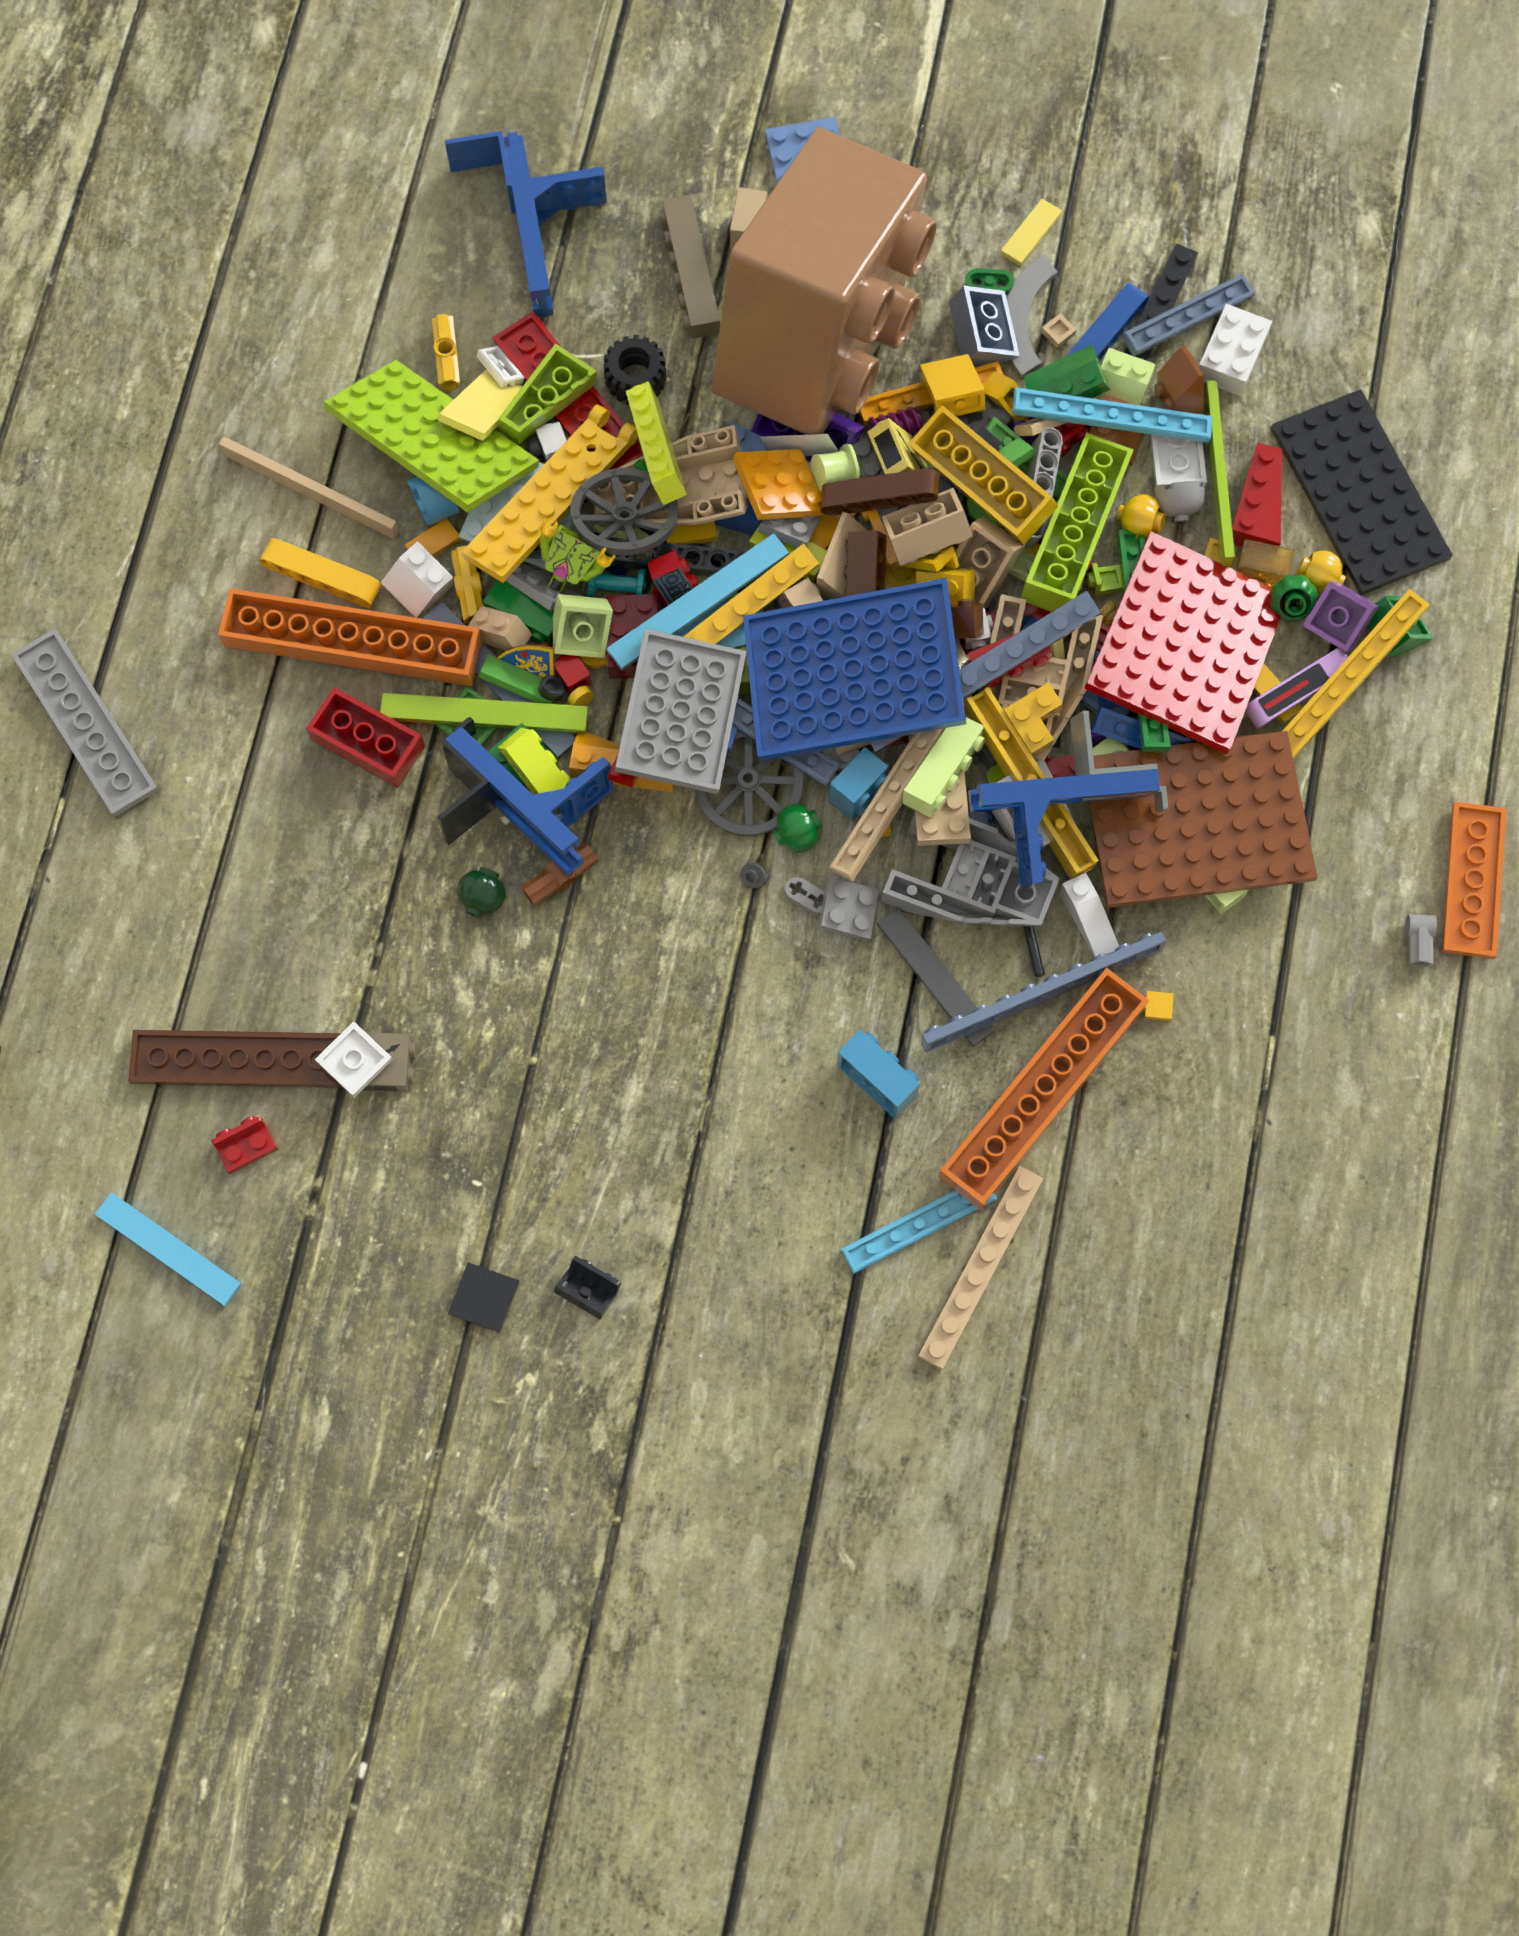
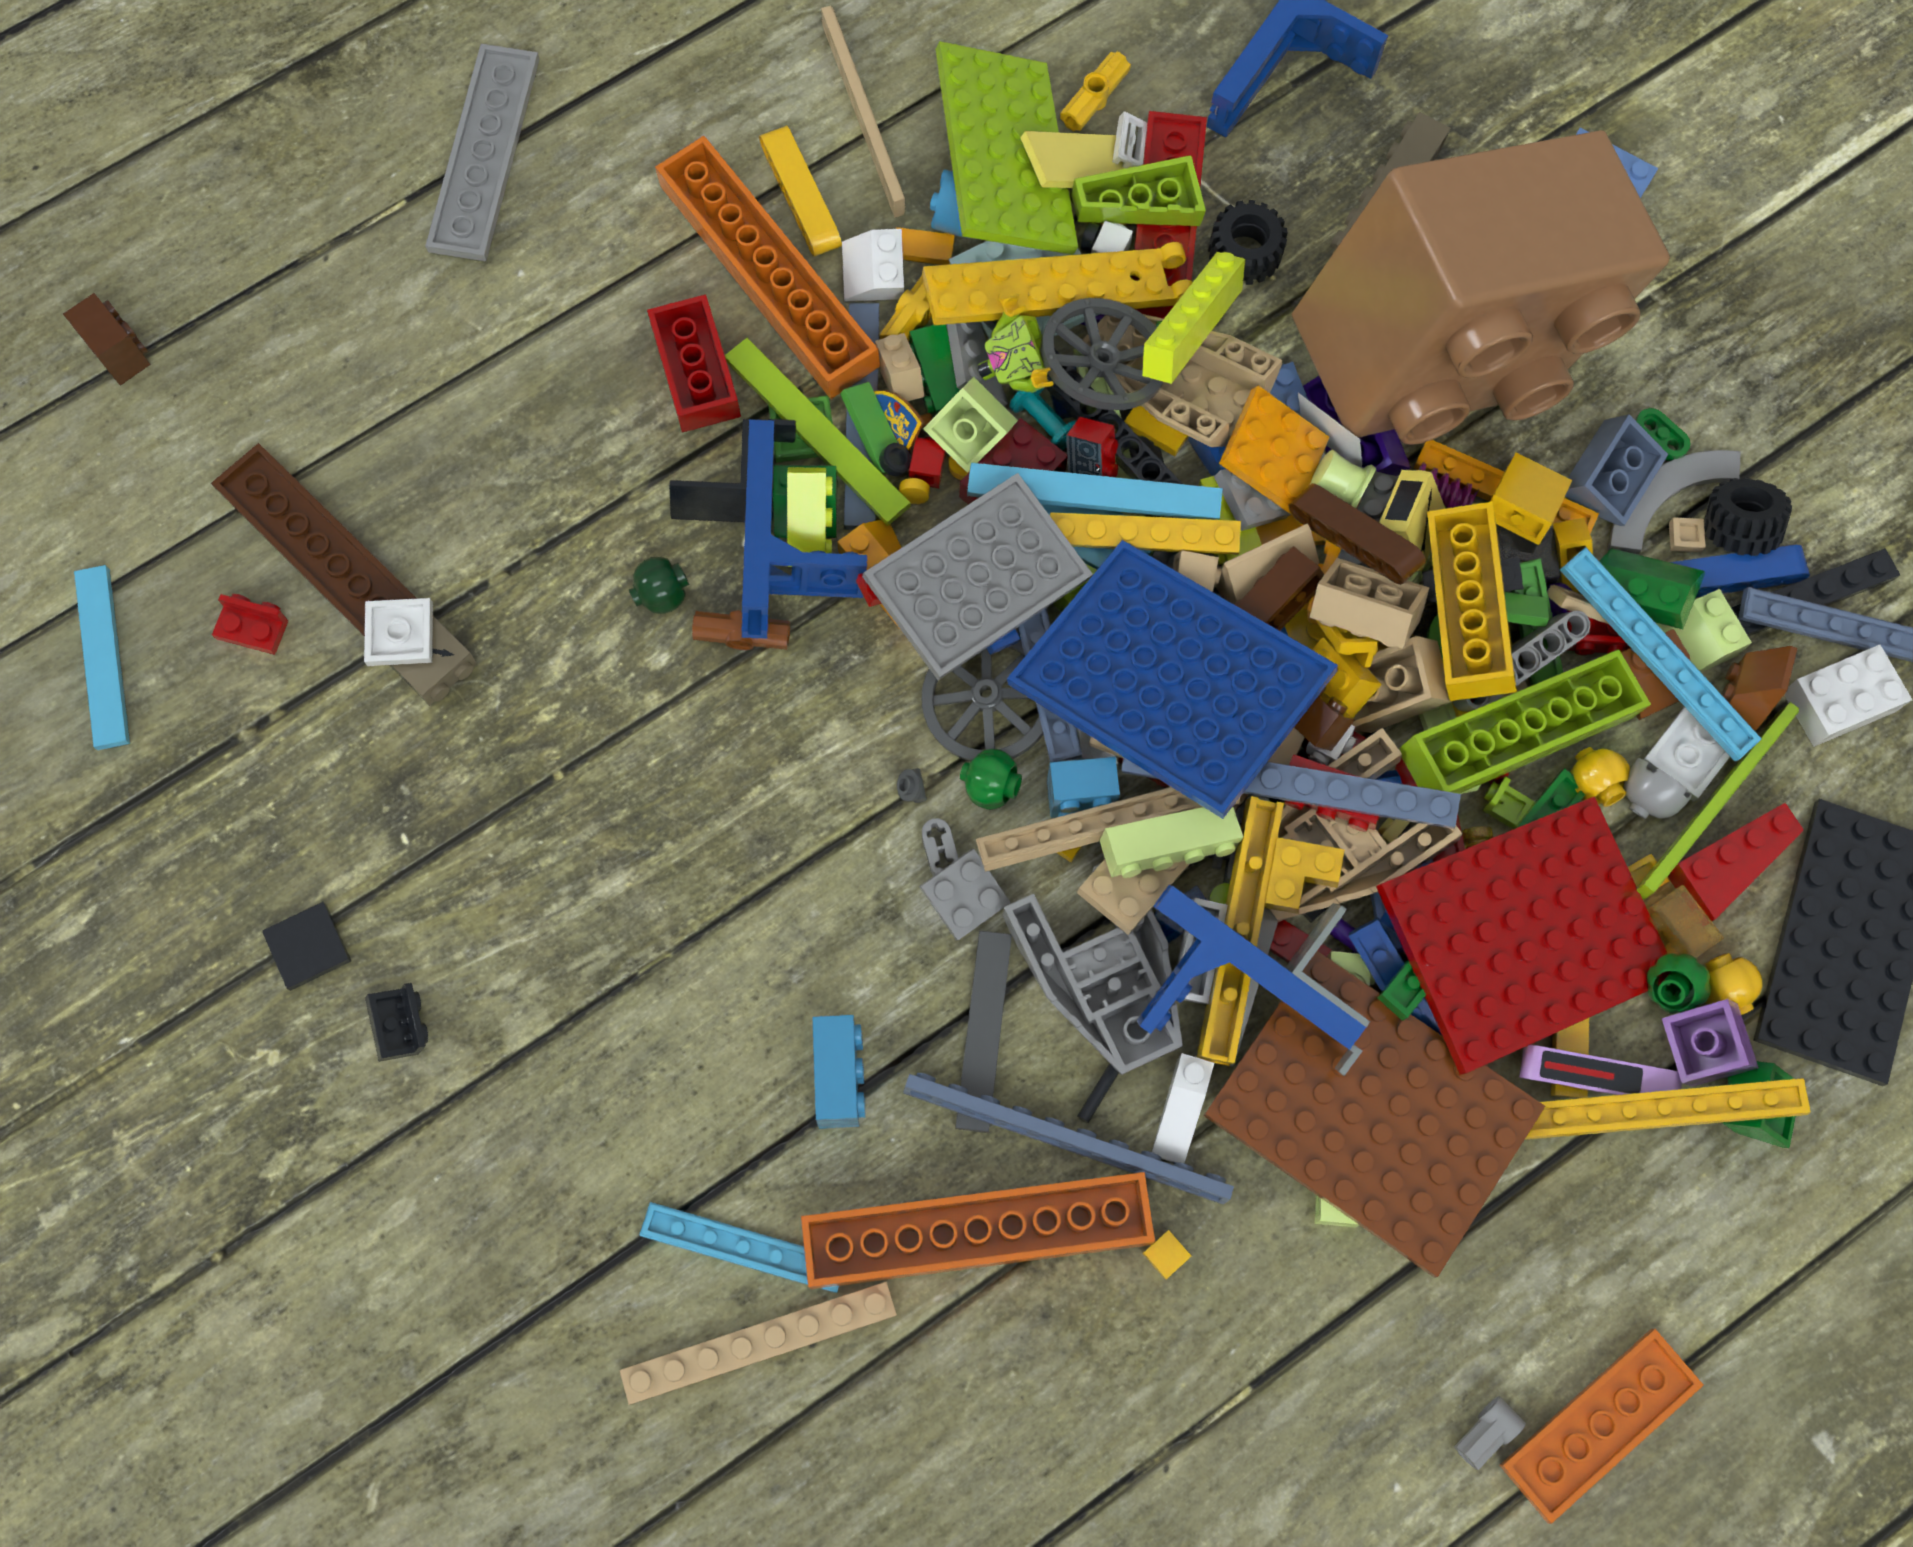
camera: 40 degrees right, 0 degrees up
(1031, 232) = (1748, 422): light yellow tile -> none
(1084, 290) = (1747, 516): none -> black tyre

